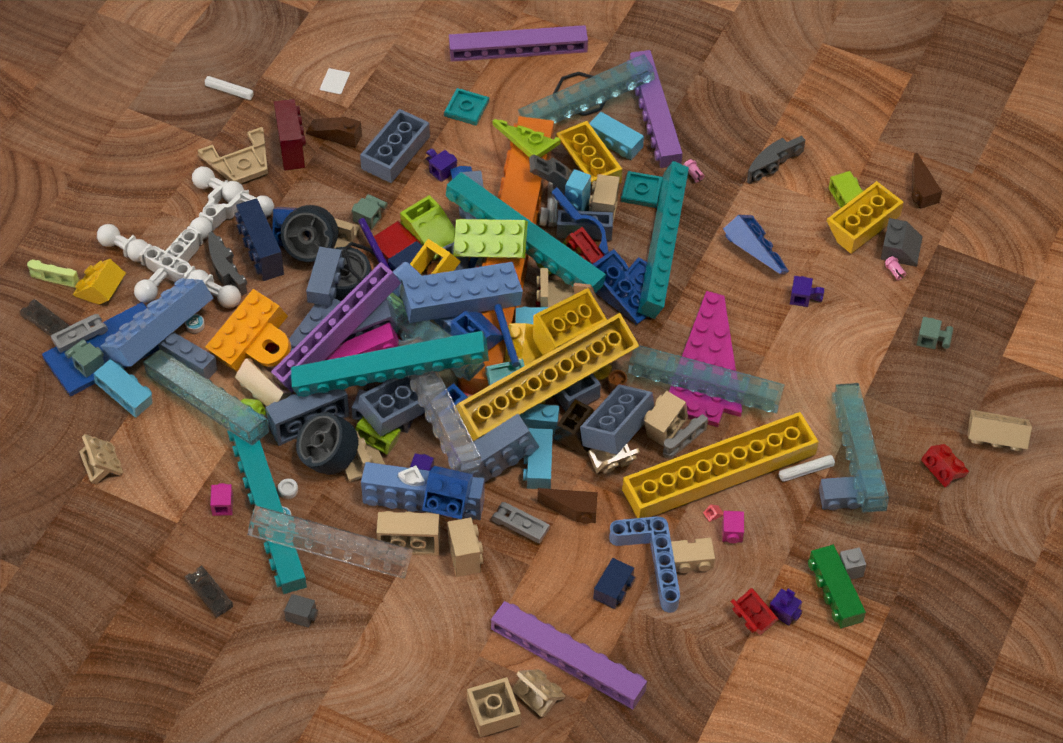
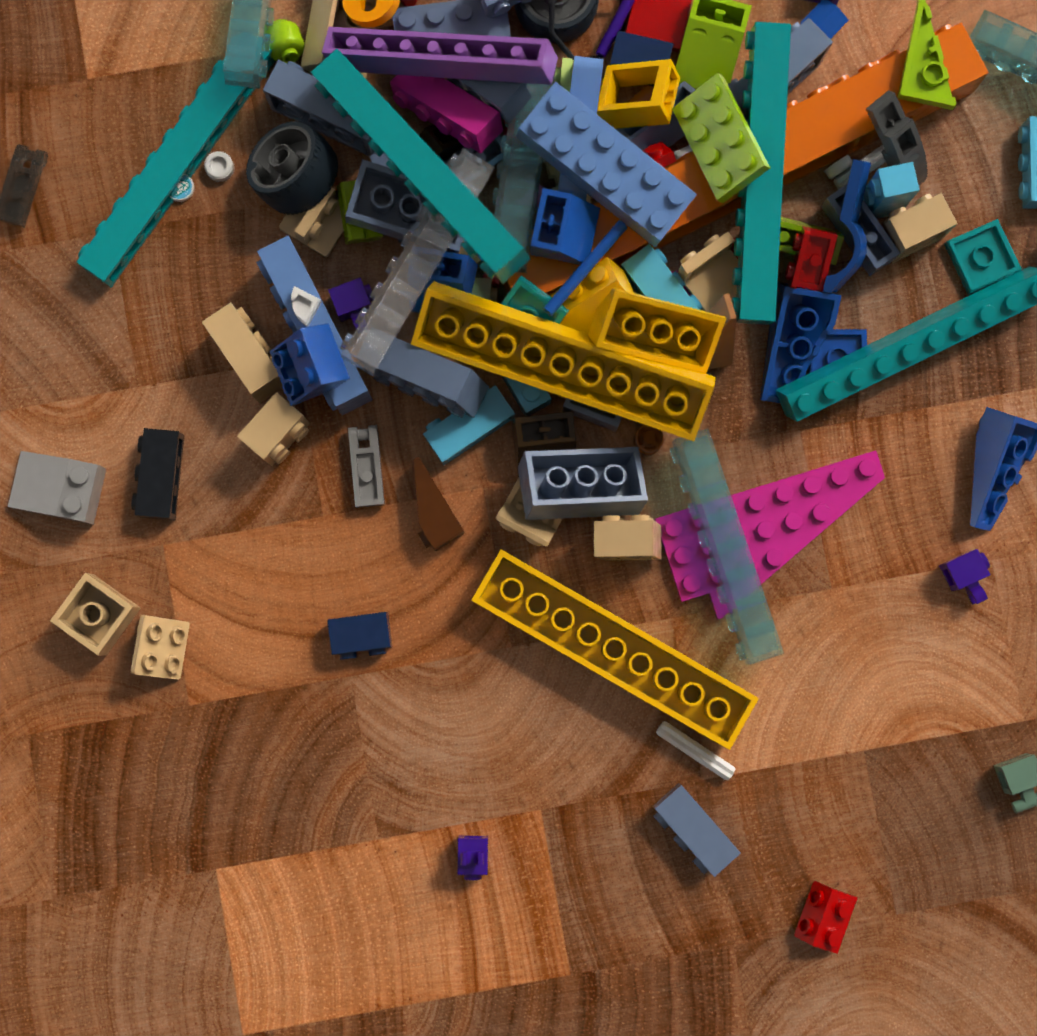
camera: 55 degrees right, 30 degrees up
(221, 499) = (145, 105): dark pink brick -> none
(300, 610) = (67, 307): dark grey brick -> none
(329, 542) = (163, 273): clear brick -> none
(400, 684) = (57, 487): none -> light grey slope
(438, 626) = (158, 474): none -> black brick
(569, 654) = (228, 648): medium lavender brick -> none
(589, 151) = (978, 154): yellow slope -> none
(660, 555) = (436, 658): medium blue beam -> none
(685, 437) = (628, 574): light grey plate -> none
(693, 555) = (463, 700): tan brick -> none
(713, 512) = (550, 680): coral piece -> none
(733, 526) = (539, 720): dark pink brick -> none
(755, 612) = (438, 822): red bracket -> none
(837, 586) = (546, 897): green brick -> none
(853, 562) = (589, 896): light grey brick -> none
(860, 448) = (762, 805): clear light blue brick -> none
(999, 430) = (930, 954): tan slope -> none

